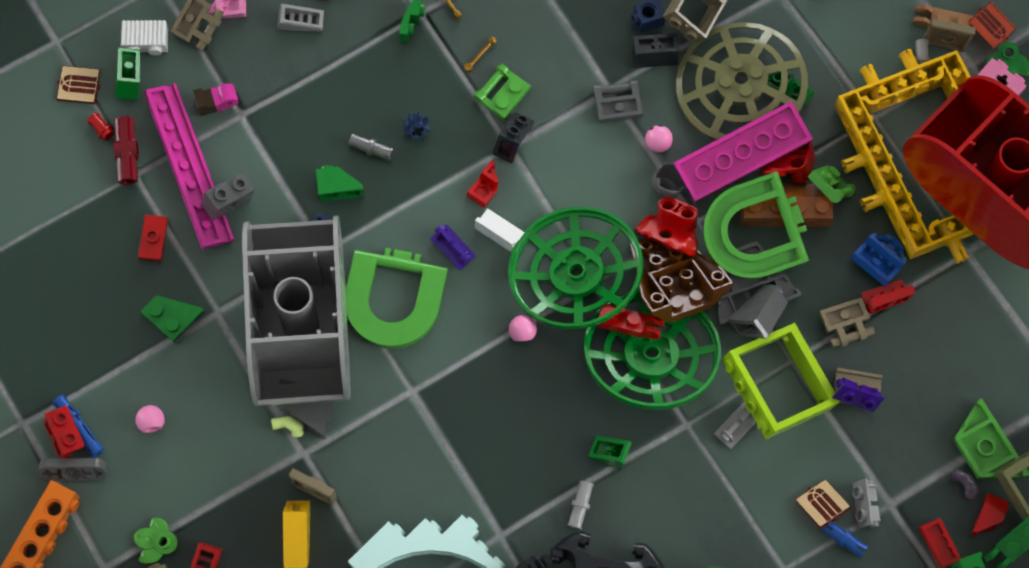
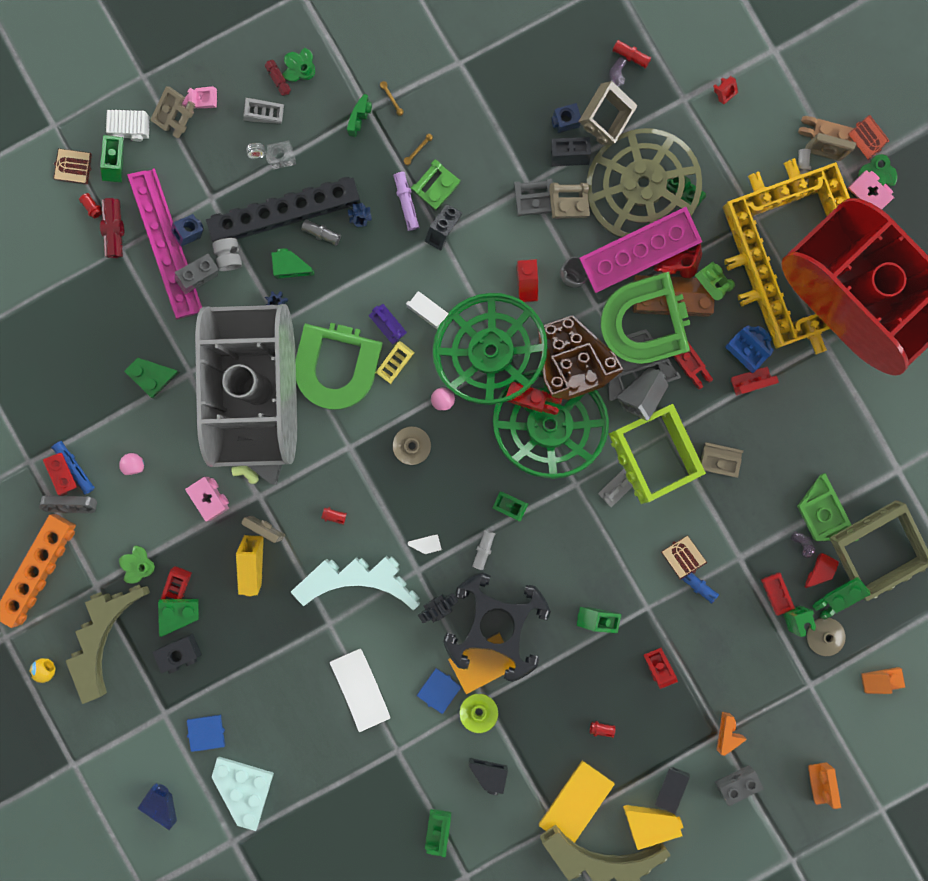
camera: 10 degrees right, 15 degrees up
(153, 238) = (135, 306): red plate -> none
(215, 99) = (188, 184): leg -> none
(215, 148) = (185, 237): none -> dark blue brick
(232, 447) = (199, 493): none -> bright pink brick
(262, 174) = (227, 258): none -> light grey wheel
(292, 60) = (255, 151): none -> clear tile
(322, 134) = (257, 225): none -> black brick
(325, 55) = (288, 158): none -> clear brick
(396, 471) = (334, 516): none -> red pin
(456, 286) = (406, 350): none -> light yellow slope
(471, 116) = (404, 194): none -> lavender pin
(485, 187) = (417, 270): red slope -> none
(487, 373) = (402, 441): none -> dark tan dish
(510, 503) = (426, 544): none -> white sticker
(615, 191) = (527, 280): none -> red slope
(658, 109) = (569, 206): none -> dark tan plate
(658, 138) = (568, 233): bright pink piece -> none
(676, 219) = (579, 308): red piece -> none
(813, 281) = (691, 365): none -> red hinge
(843, 316) = (714, 397): dark tan plate -> none
(862, 397) = (728, 471): dark purple hinge -> none
(865, 493) = (719, 567): light grey hinge -> none

